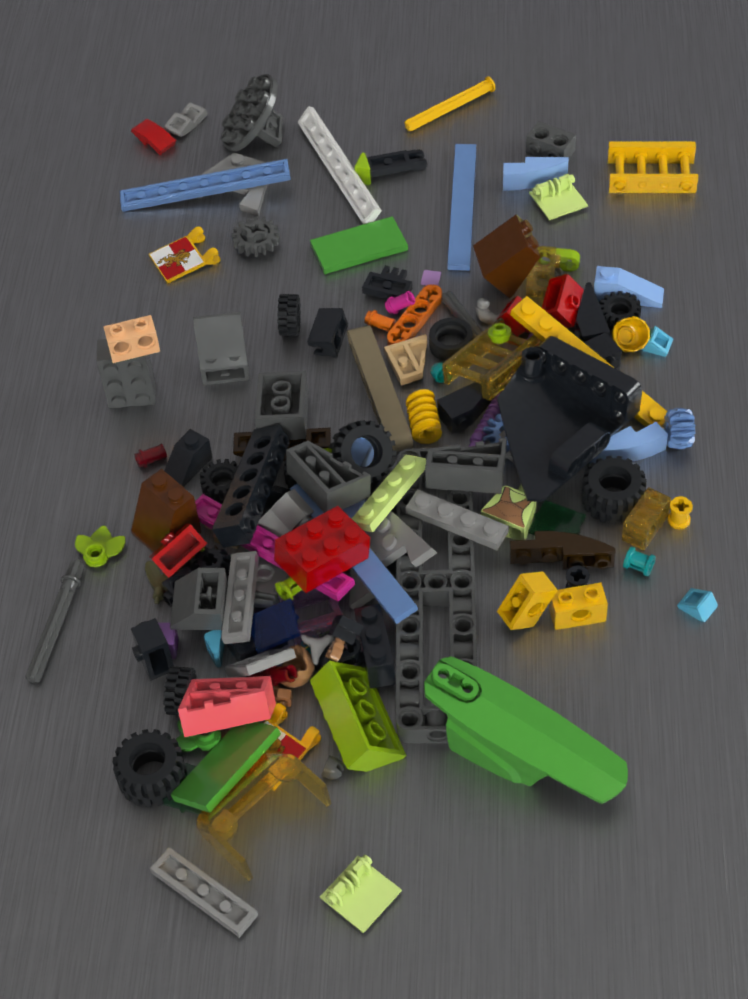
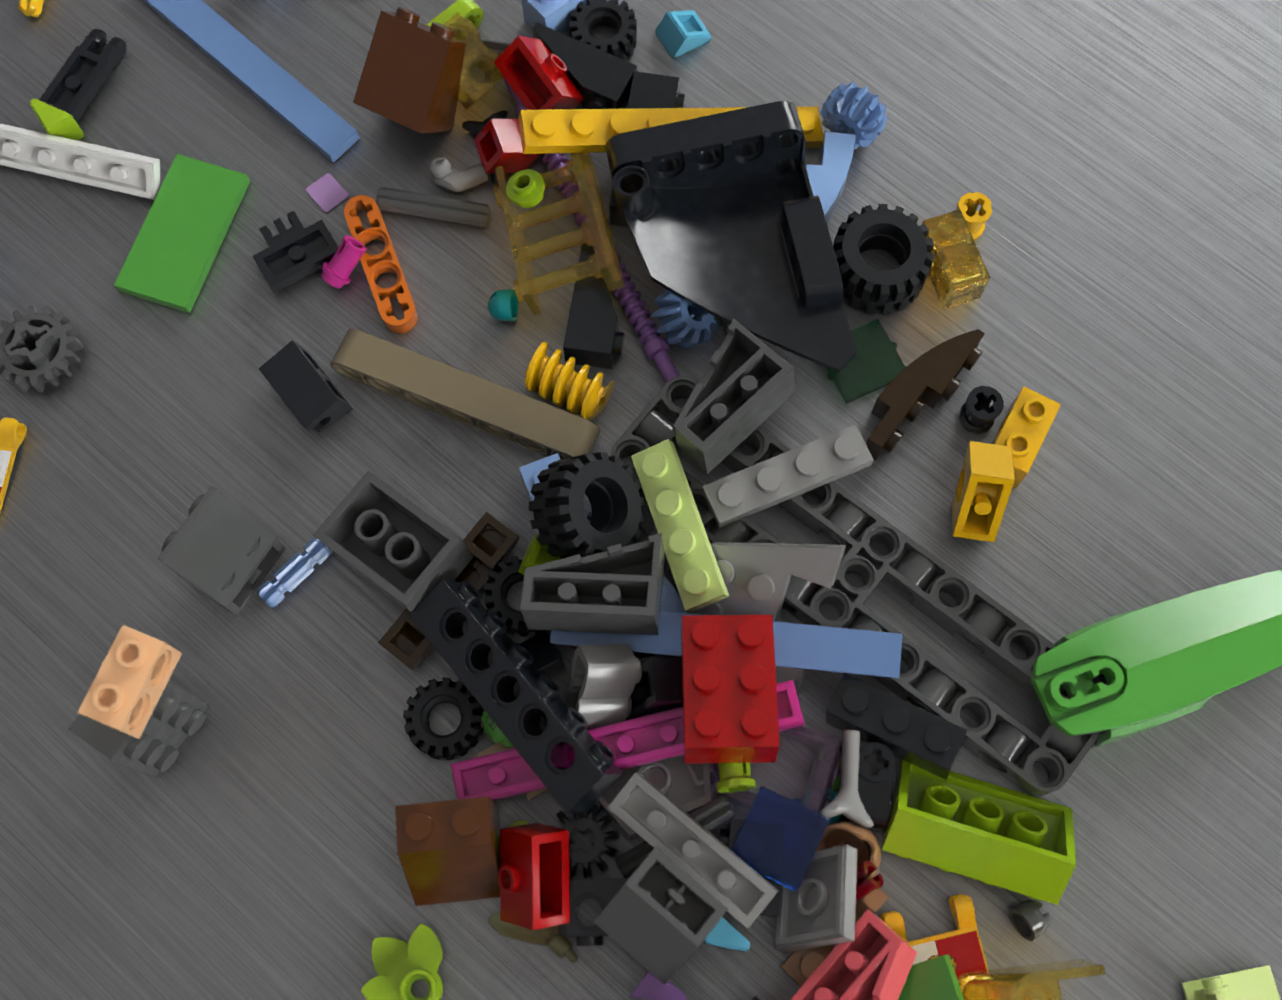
camera: 55 degrees left, 20 degrees up
(150, 455) = (306, 783): dark red pin -> none
(188, 457) = (362, 739): black slope -> none
(237, 387) = (293, 573): none -> medium blue axle
(289, 315) = (235, 415): black tyre -> none
(344, 632) = (868, 756): black piece -> none
(379, 321) = (347, 310): orange pin -> none
(408, 359) = (447, 326): tan wing -> none
(445, 327) = (463, 223): black tyre -> none
(512, 510) = (819, 405): torso -> none
(631, 334) = (657, 46): yellow hair -> none
(639, 561) = (1004, 317): teal bush -> none
(698, 604) = (1106, 304): medium azure slope -> none

